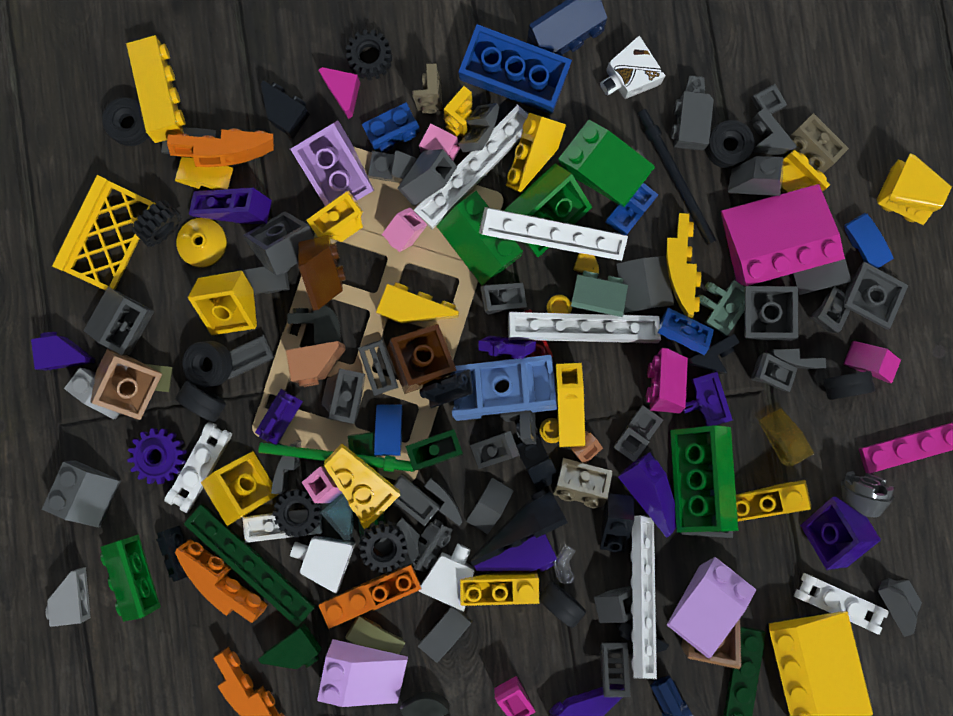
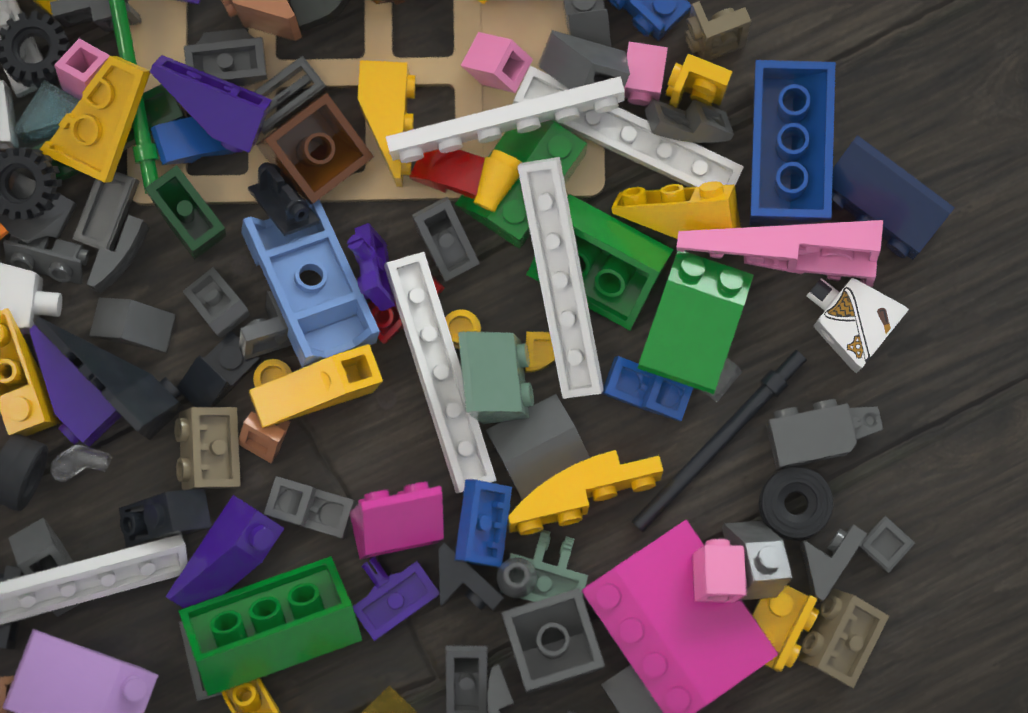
camera: 70 degrees right, 5 degrees down
(377, 407) = (218, 106): none -> dark purple slope
(449, 222) = (489, 124): none -> white plate
(463, 278) = (451, 170): none -> red slope
(481, 251) = (496, 179): none -> yellow cone
(585, 78) = (823, 248): none -> bright pink wedge
(719, 322) = (516, 590): none -> dark grey cone
(763, 200) = (719, 572): none -> bright pink brick

